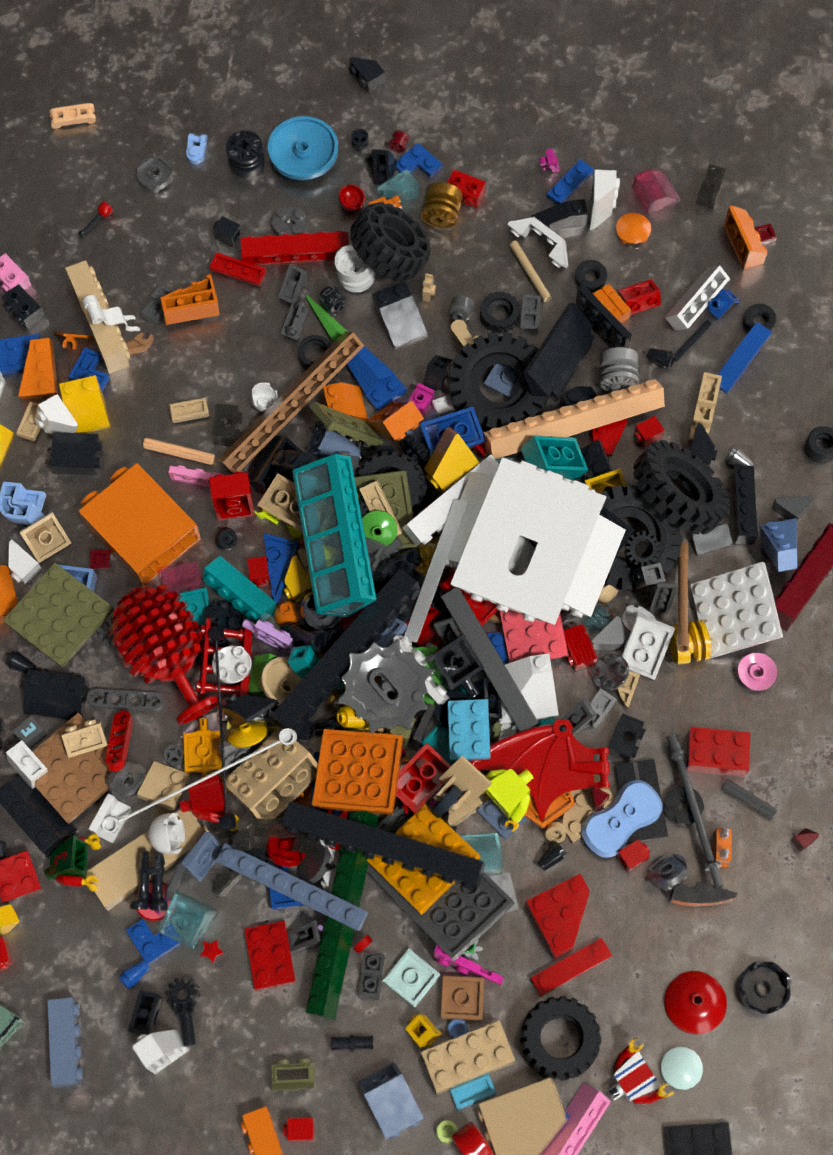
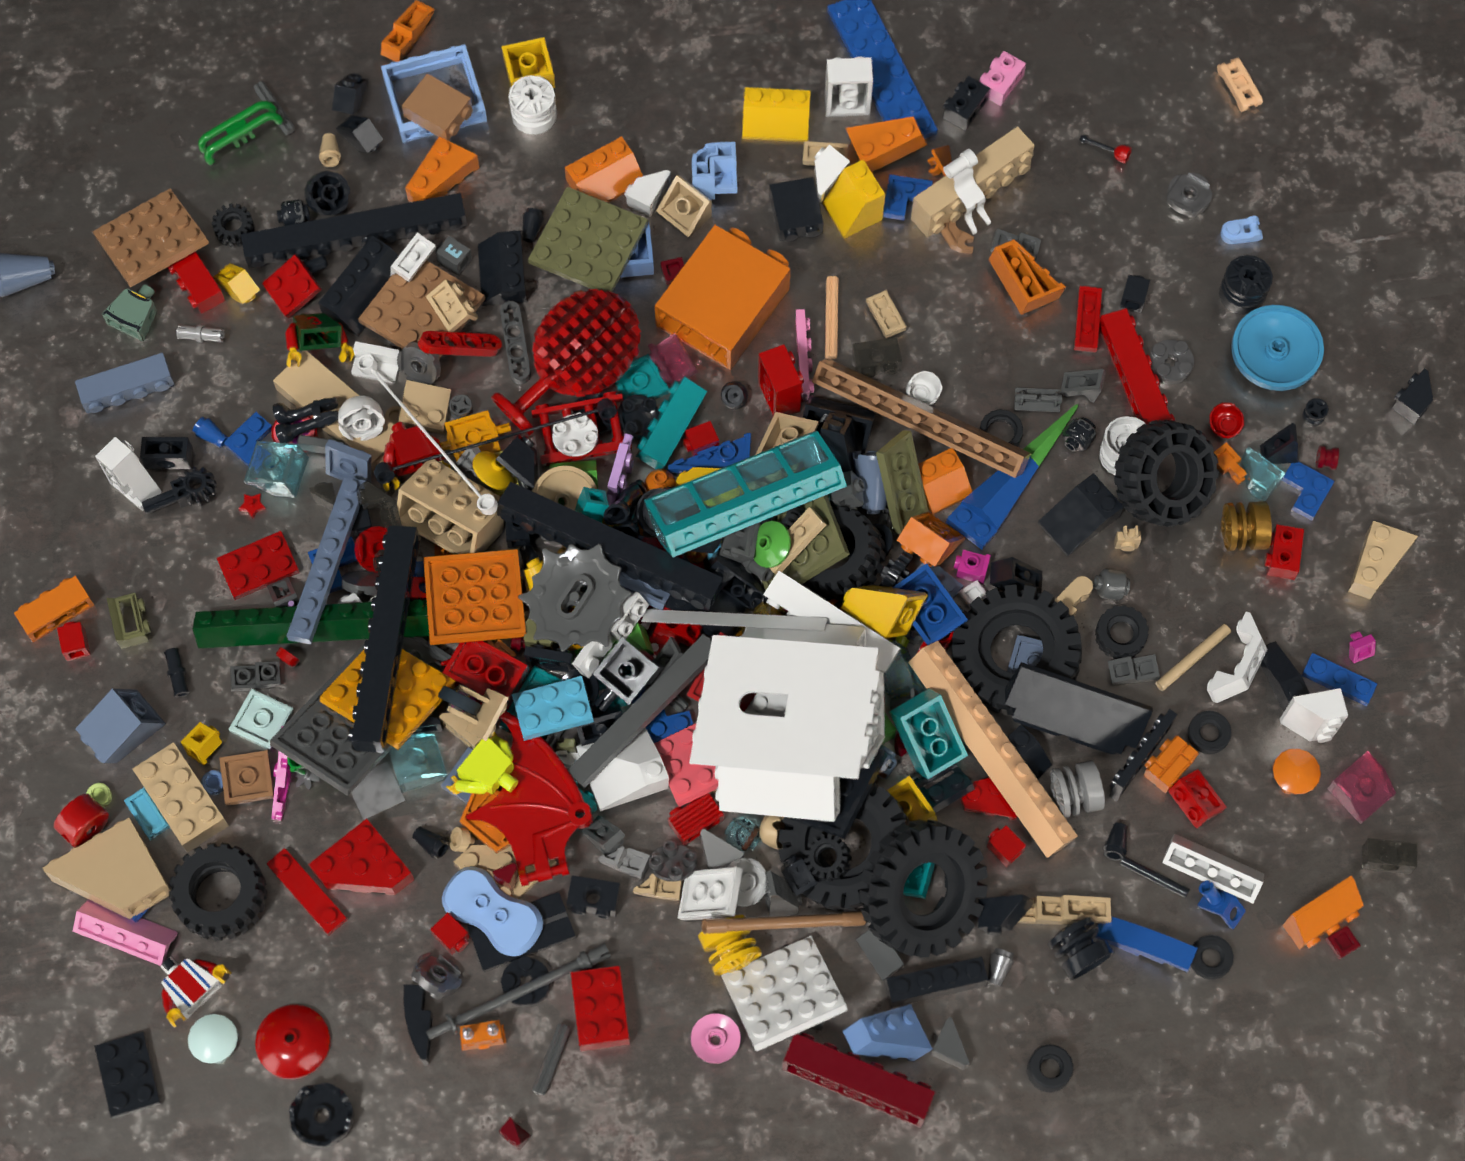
camera: 75 degrees right, 0 degrees up
(34, 966) = (200, 333): none -> light grey pin
(487, 131) = (1378, 557): none -> tan wedge
(741, 398) = (1081, 949): none -> black wheel

